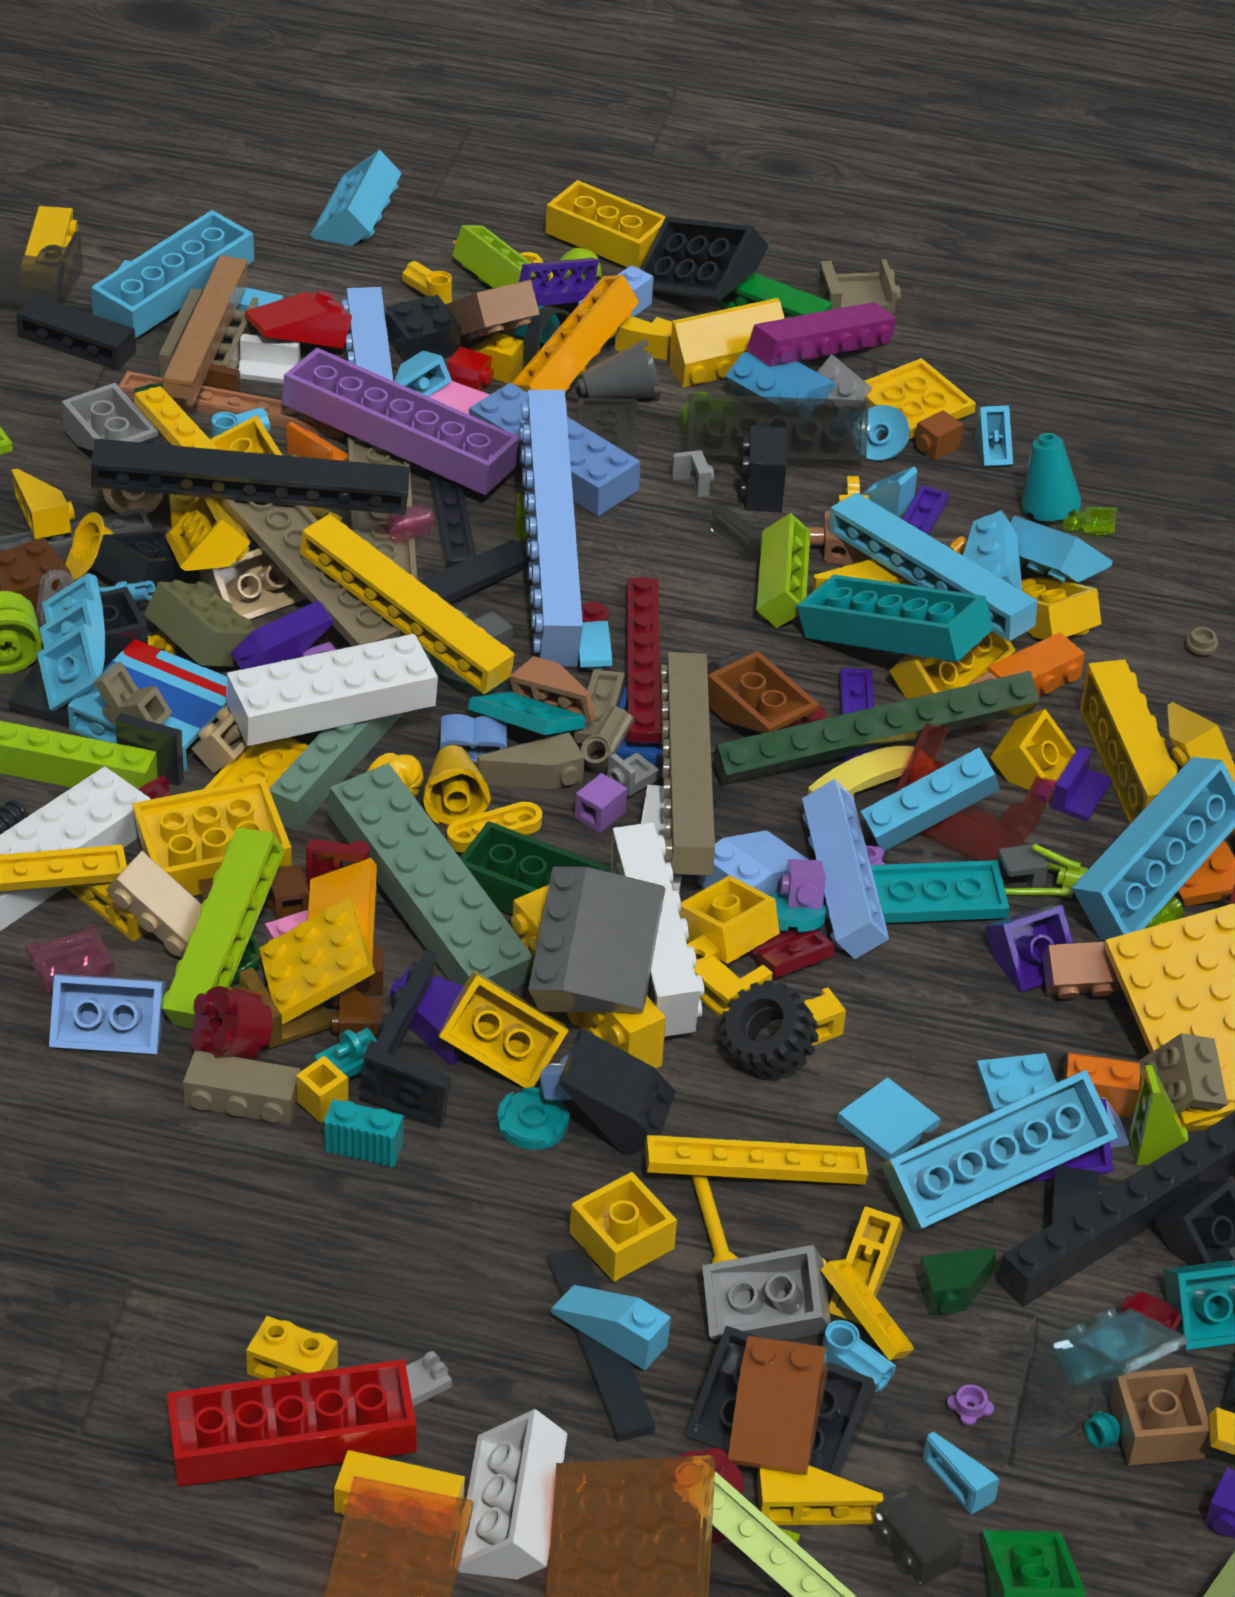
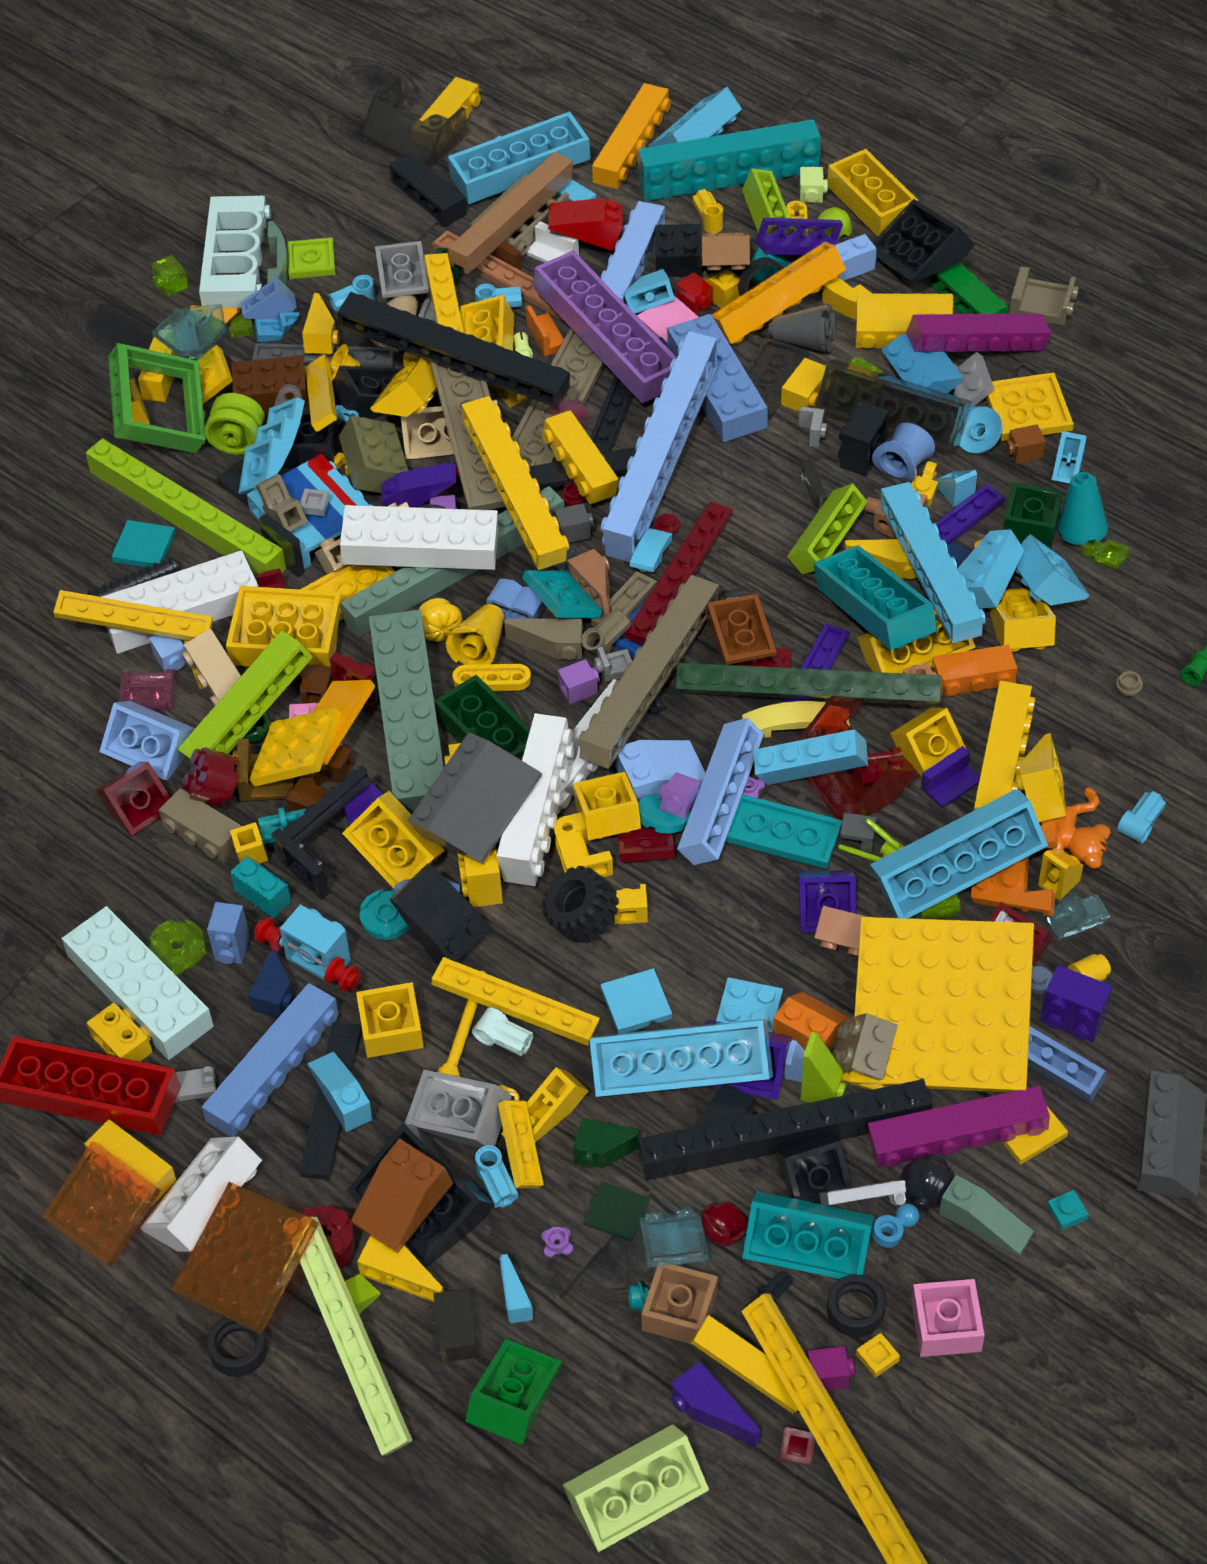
camera: 30 degrees right, 10 degrees up
(61, 461) = (361, 285): none -> medium azure piece
(73, 907) = (168, 652): none -> light blue brick
(112, 577) = (320, 393): none -> yellow tile
(135, 1080) = (134, 797): none -> dark red slope
(170, 687) = (315, 502): none -> light grey plate
(259, 1276) = (138, 982): none -> light aqua brick
(289, 227) = (630, 135): none -> light orange brick
(296, 1249) = (185, 957): none -> clear neon green plate
(363, 1191) = (228, 933): none -> medium blue brick
(421, 225) = (727, 159): none -> teal brick
(453, 1240) = (271, 989): none -> dark blue slope
(458, 563) = (580, 457): none -> yellow brick
(466, 605) = (571, 495): none -> dark red plate
(478, 1174) = (313, 945): none -> medium azure brick
(501, 1321) = (270, 1060): none -> medium blue brick
(530, 232) = (812, 184): none -> yellowish green brick
(660, 434) = (803, 385): none -> yellow brick
(749, 1199) = (496, 1029): none -> light aqua piece
(818, 472) = (904, 452): none -> medium blue hat
(993, 490) = (1033, 512): none -> dark green brick
(1011, 793) = (878, 763): none -> dark red plate
(1013, 1350) = (616, 1211): none -> clear green piece

